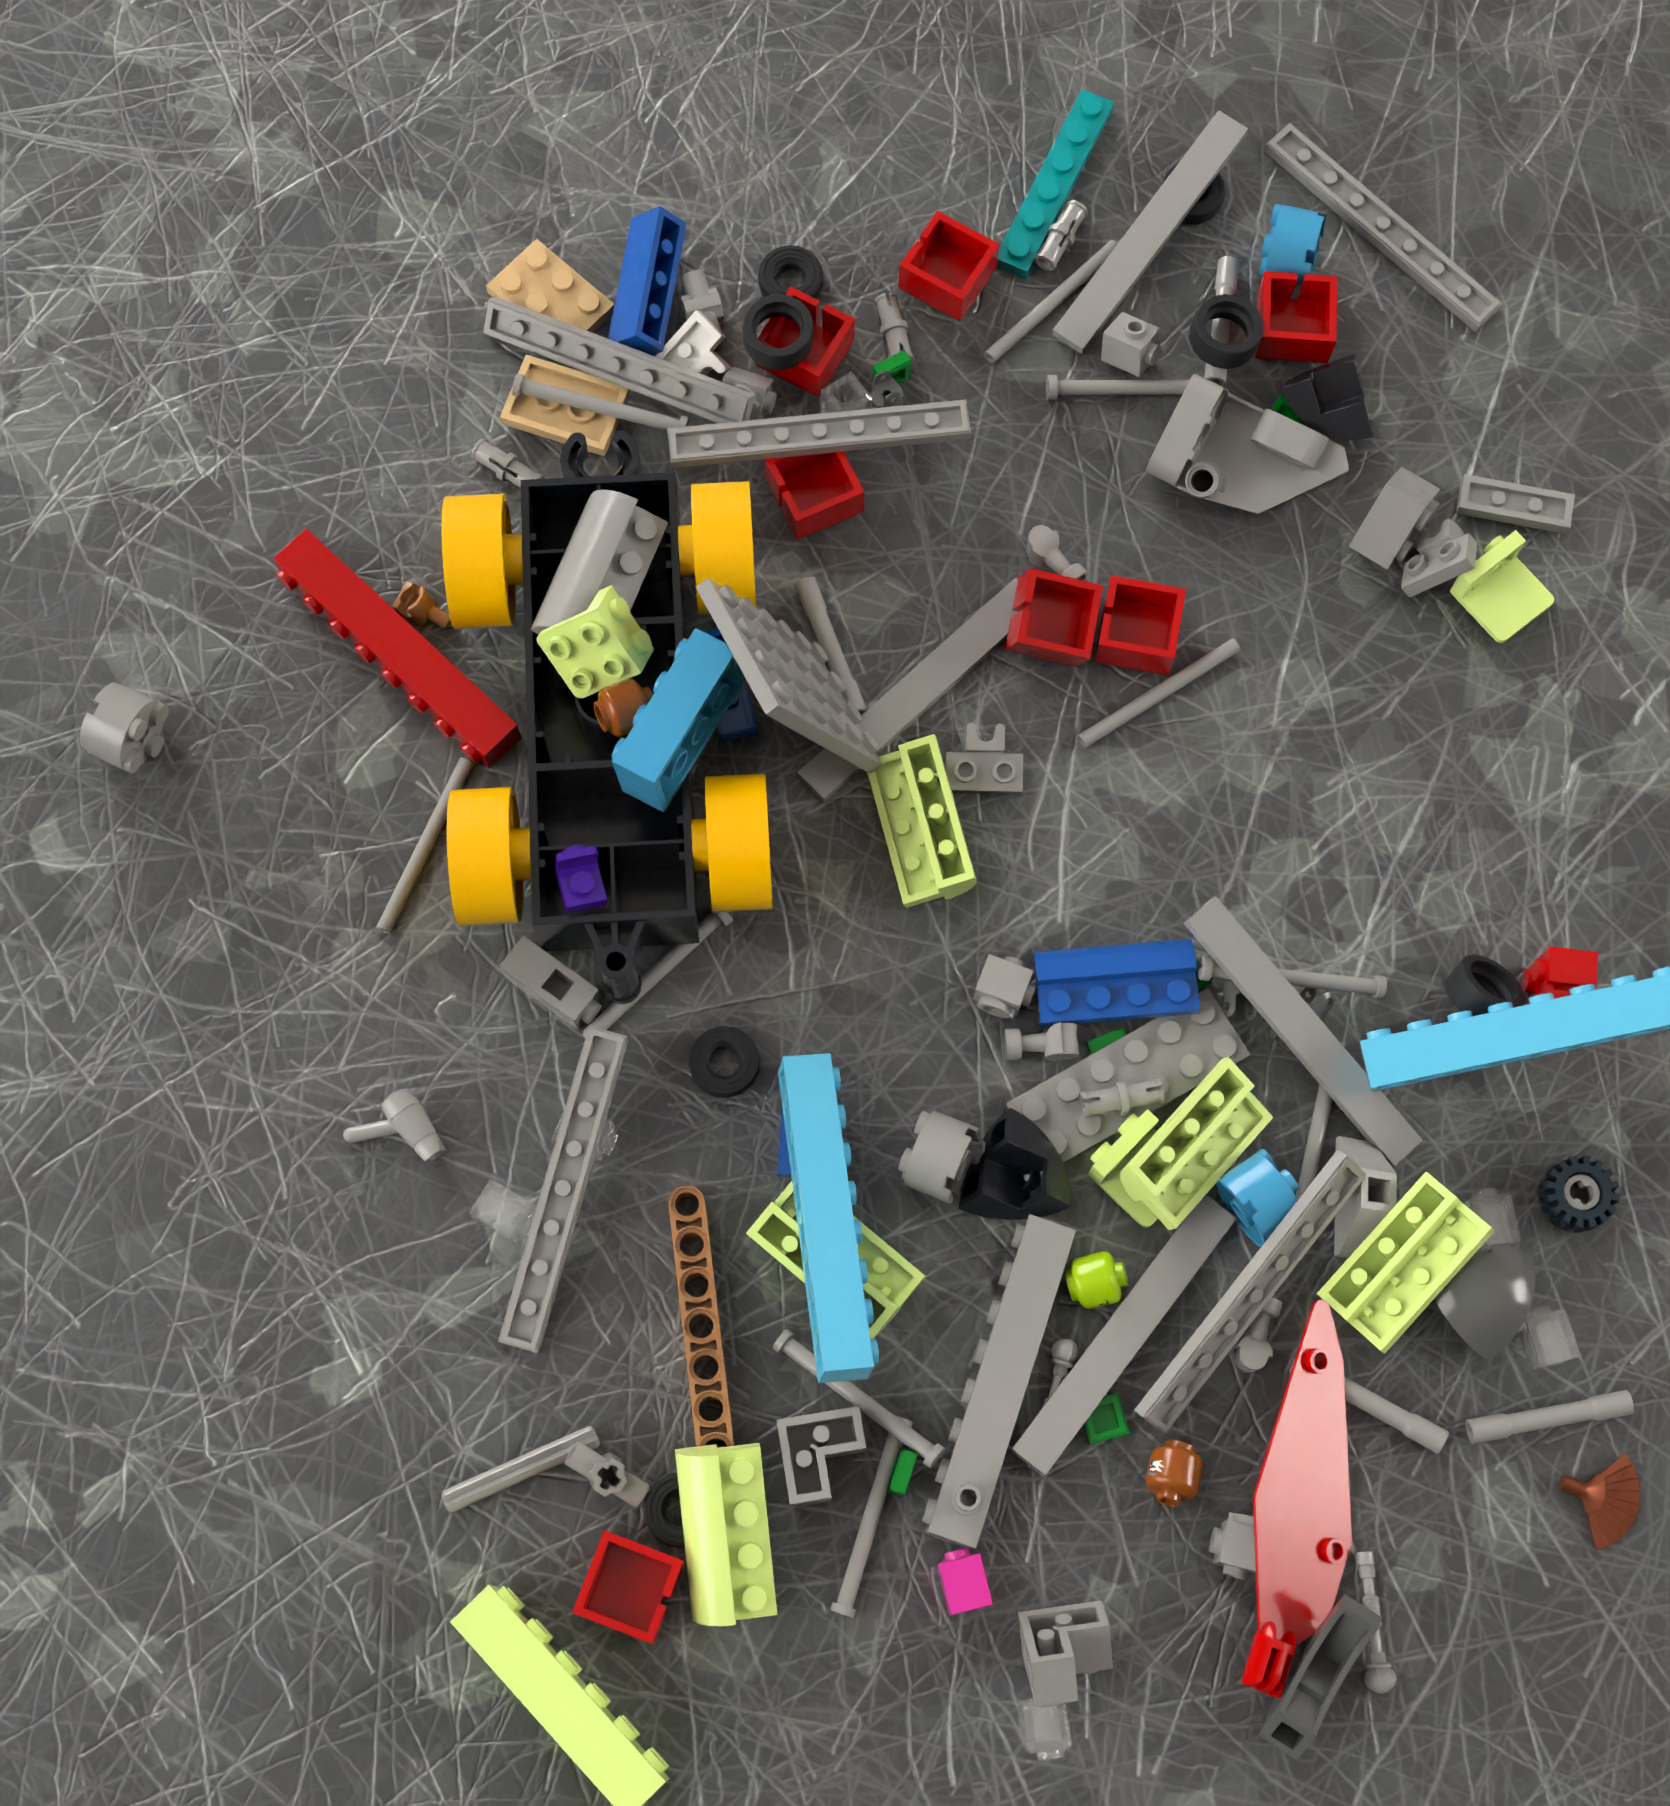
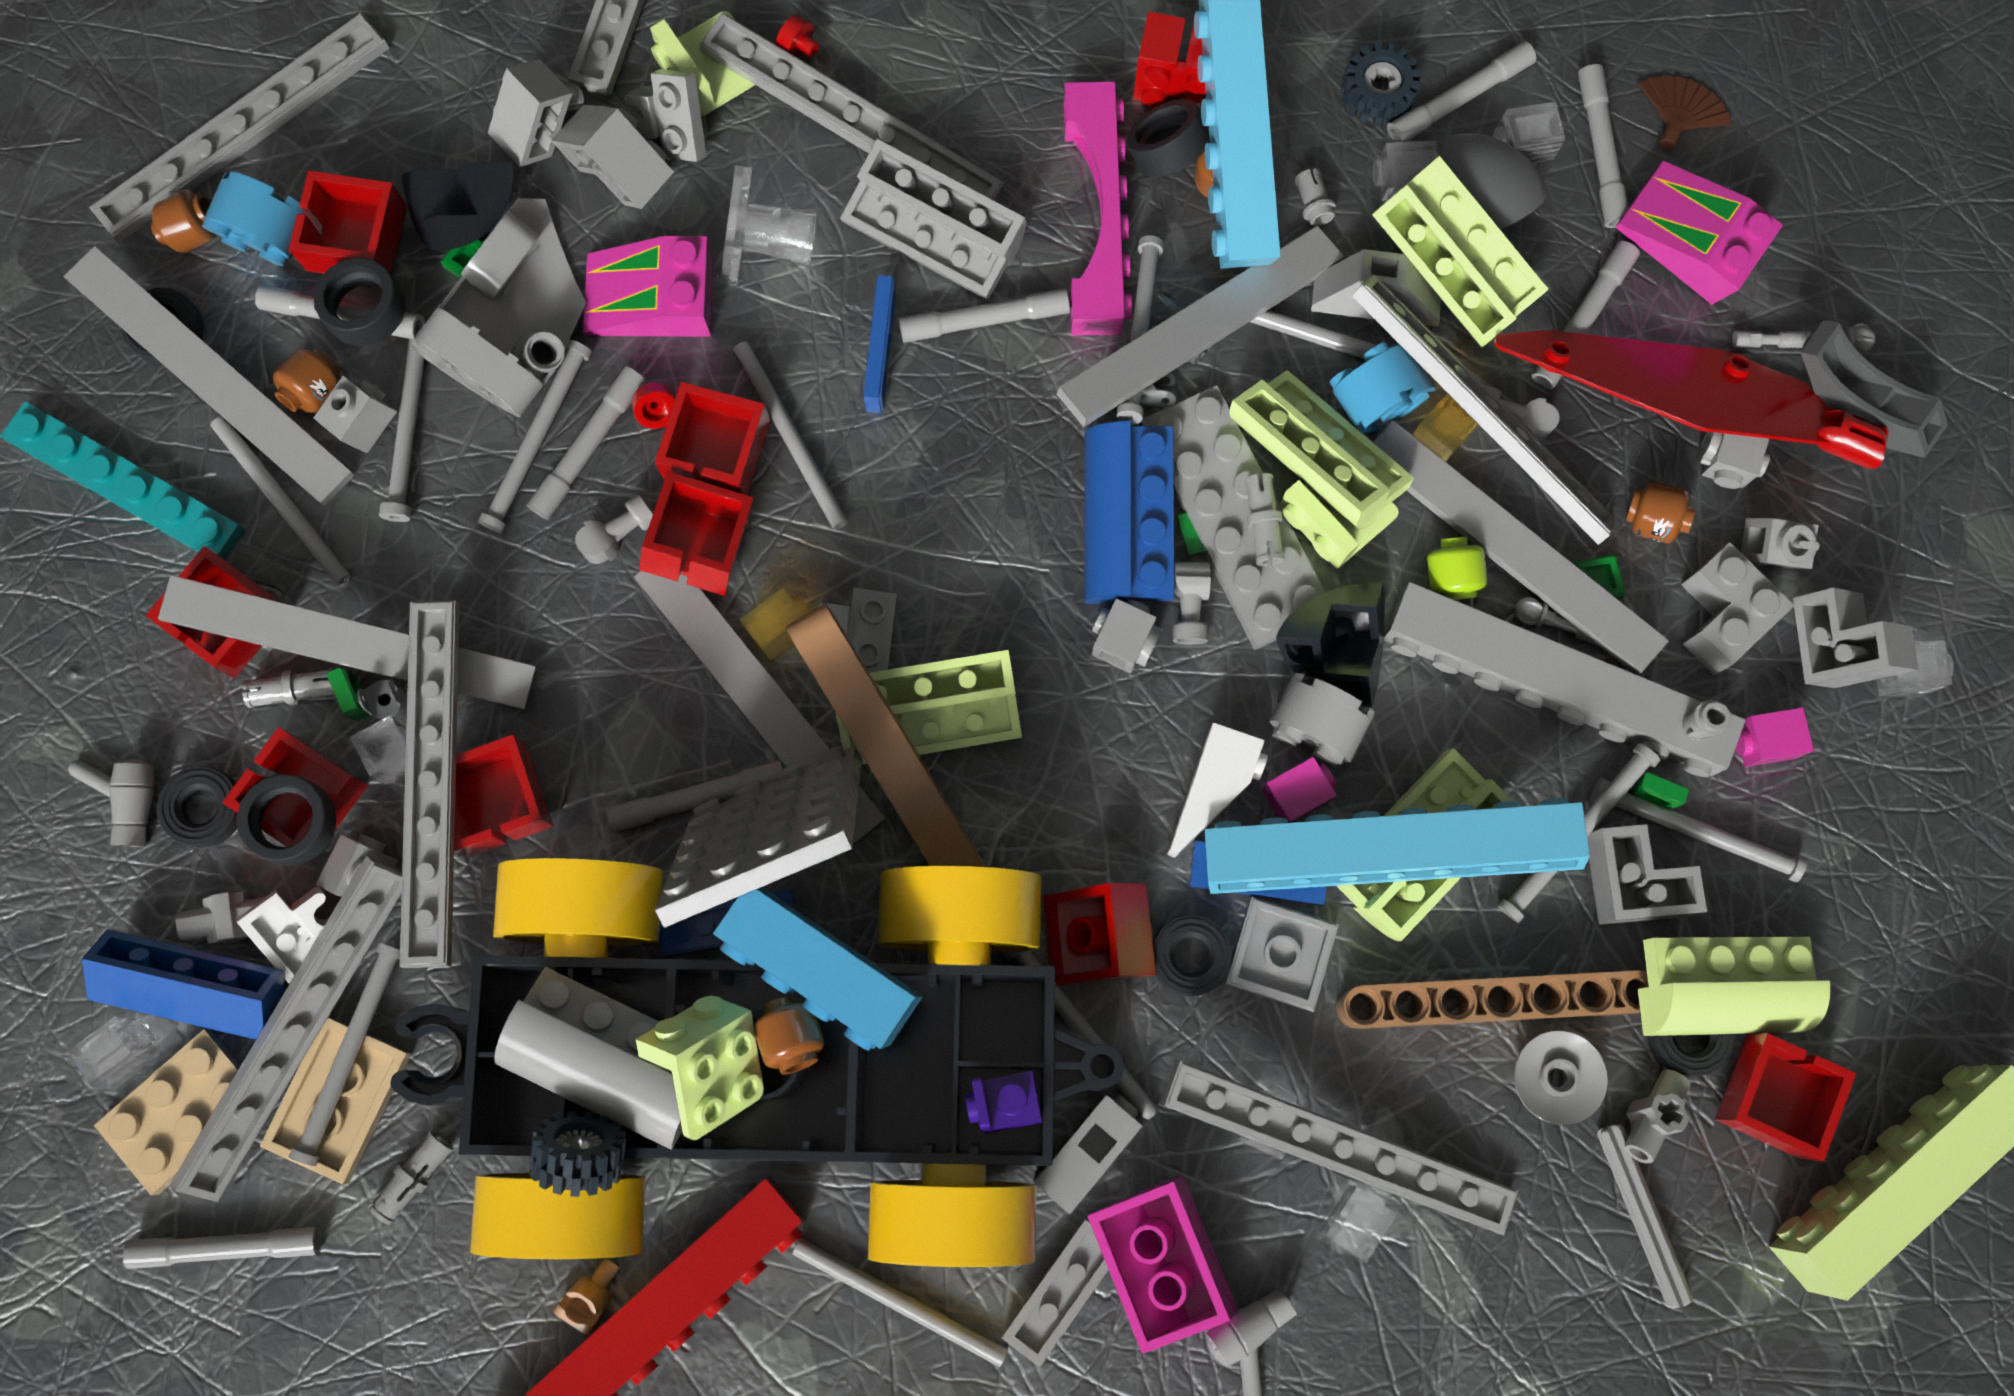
camera: 85 degrees left, 5 degrees up
(437, 971) = (1058, 1296): none -> light grey plate
(453, 379) = (168, 1250): none -> light grey piece
(463, 1047) = (1163, 1264): none -> dark pink slope
(522, 556) = (577, 1153): none -> black bush
(592, 244) = (114, 1052): none -> clear brick
(621, 1370) = (1582, 1073): none -> light grey dish
(731, 1141) = (1281, 954): none -> light grey tile
(736, 982) = (1099, 933): none -> red slope
(793, 226) = (129, 793): none -> light grey piece
(875, 1146) = (1300, 790): none -> dark pink brick
(879, 784) = (881, 740): none -> medium nougat beam
(881, 1074) = (1221, 775): none -> white slope
(931, 354) = (332, 639): none -> light grey tile
(983, 696) = (769, 620): none -> clear yellow brick
(1061, 235) = (195, 480): light grey pin -> none
(1081, 1553) = (1741, 607): none -> light grey brick
(1132, 487) = (512, 481): none -> light grey bar
(1154, 1587) = (1780, 542): none -> light grey brick
(1157, 303) = (305, 380): none -> dark orange head
(1168, 547) = (558, 483): none -> light grey piece
(1170, 572) = (652, 405): none -> red tile
(1227, 1261) = (1445, 428): none -> clear yellow brick
(1250, 757) = (880, 344): none -> blue tile
(1277, 566) = (650, 289): none -> dark pink slope
(1285, 187) = (180, 221): none -> dark orange head
(1305, 886) = (1030, 307): none -> light grey piece
(1322, 943) = (1091, 123): none -> dark pink arch
(1342, 649) = (764, 229): none -> clear plant
(1372, 792) = (934, 219): none -> light grey brick
(1424, 446) = (531, 111): none -> light grey brick
(1442, 1139) = (1318, 206): none -> light grey pin
(1466, 717) = (833, 103): none -> light grey tile
(1469, 1503) = (1699, 230): none -> dark pink slope
(1536, 661) = (796, 37): none -> red tile
(1614, 1311) = (1499, 70): none -> light grey piece

